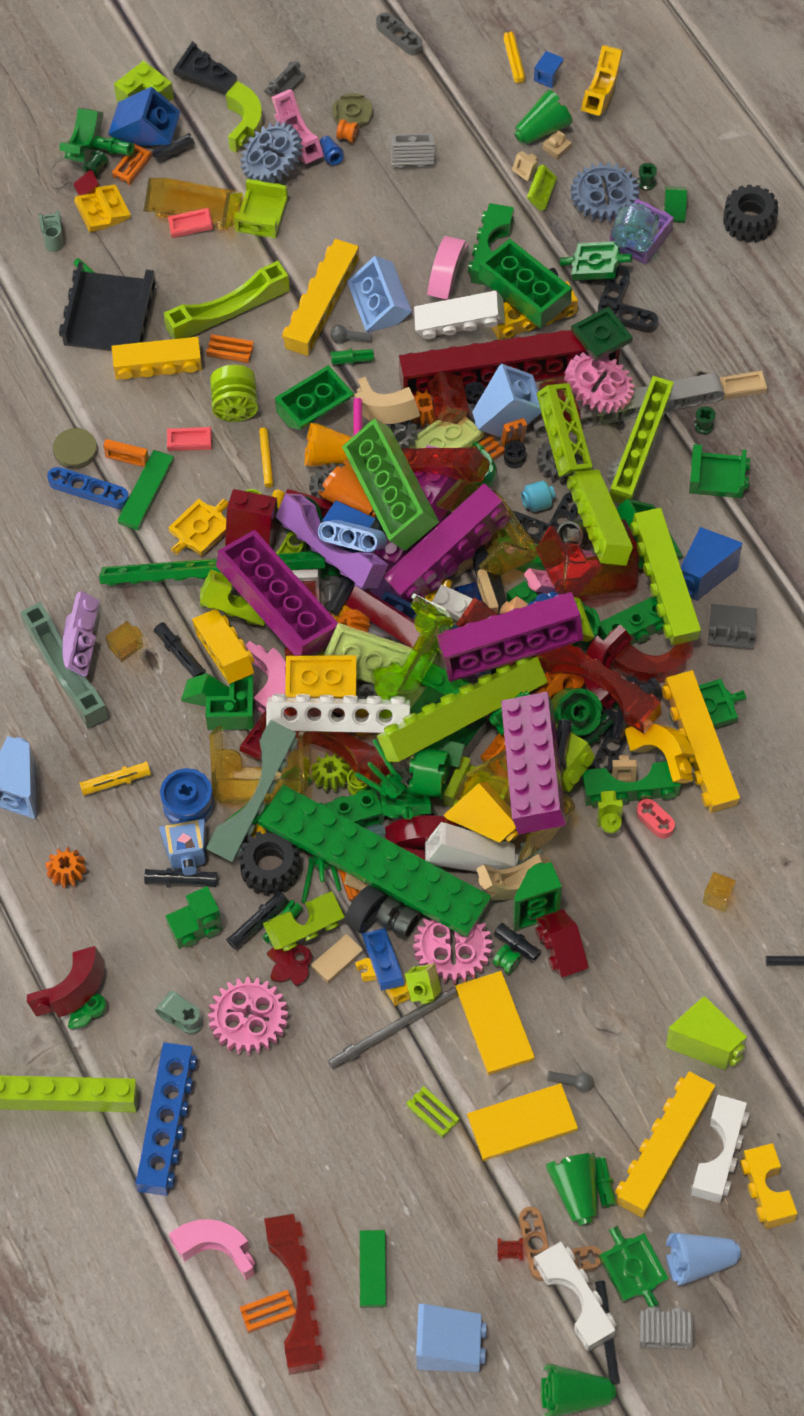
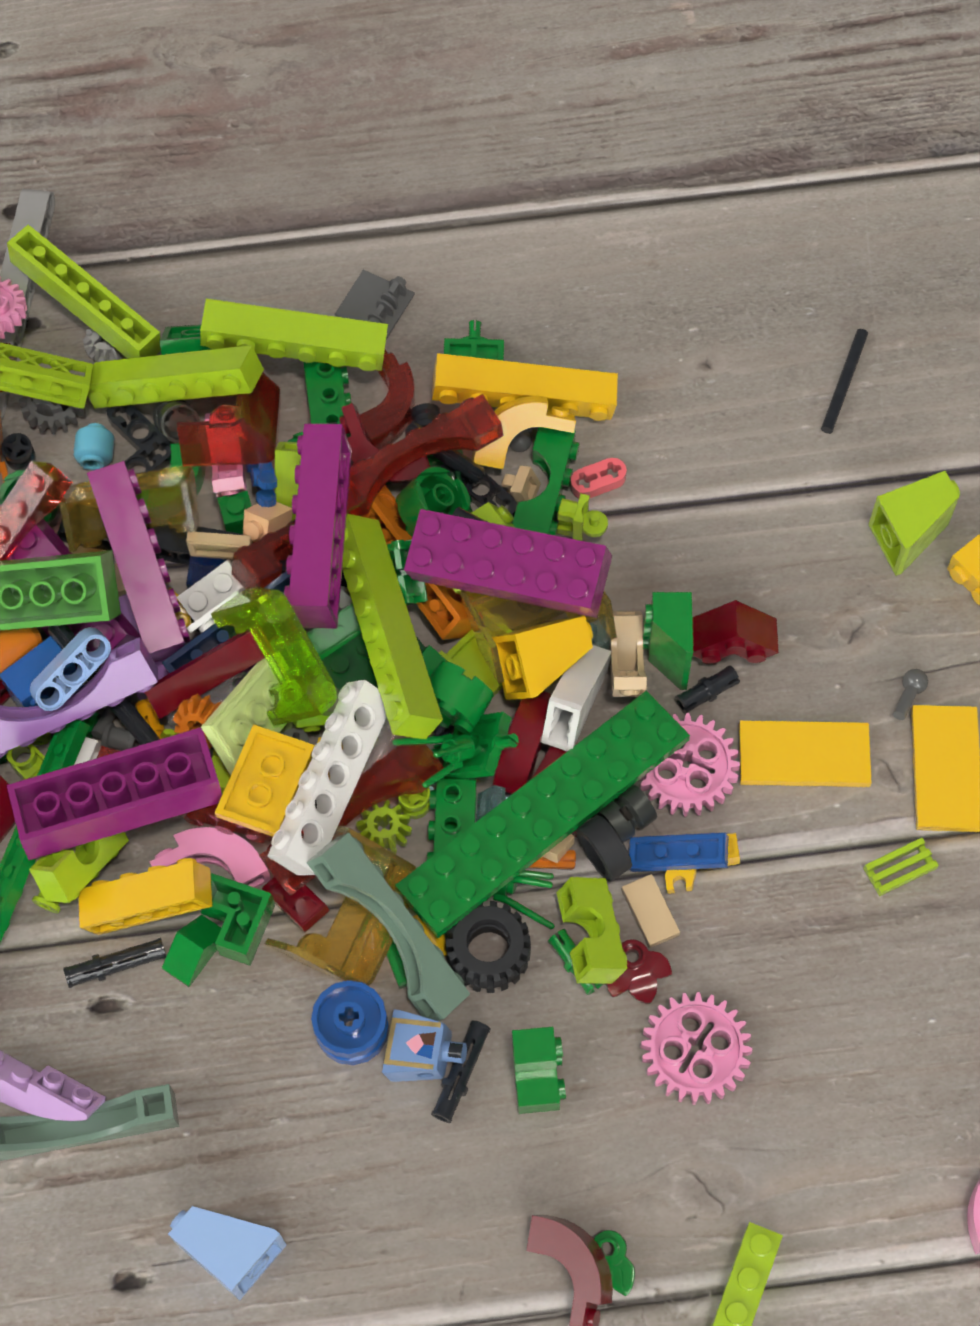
camera: 70 degrees left, 5 degrees up
(62, 860) = (391, 1210): orange gear -> none
(124, 641) = (67, 1030): clear yellow brick -> none
(141, 771) = (275, 1111): yellow pin -> none
(172, 1057) = (819, 1221): blue brick -> none
(177, 1010) = (655, 1139): sand green piece -> none
(265, 913) = (555, 979): black pin -> none
(352, 1051) = (787, 935): flat silver bar -> none
(423, 983) = (731, 813): lime brick -> none
(507, 959) = (728, 707): green wheel -> none
(704, 423) = (83, 226): dark green bush -> none
(709, 562) = (280, 281): blue slope -> none
(718, 473) = (159, 240): green panel -> none
(719, 891) = (726, 443): clear yellow brick -> none
(743, 384) = (48, 168): tan tile -> none

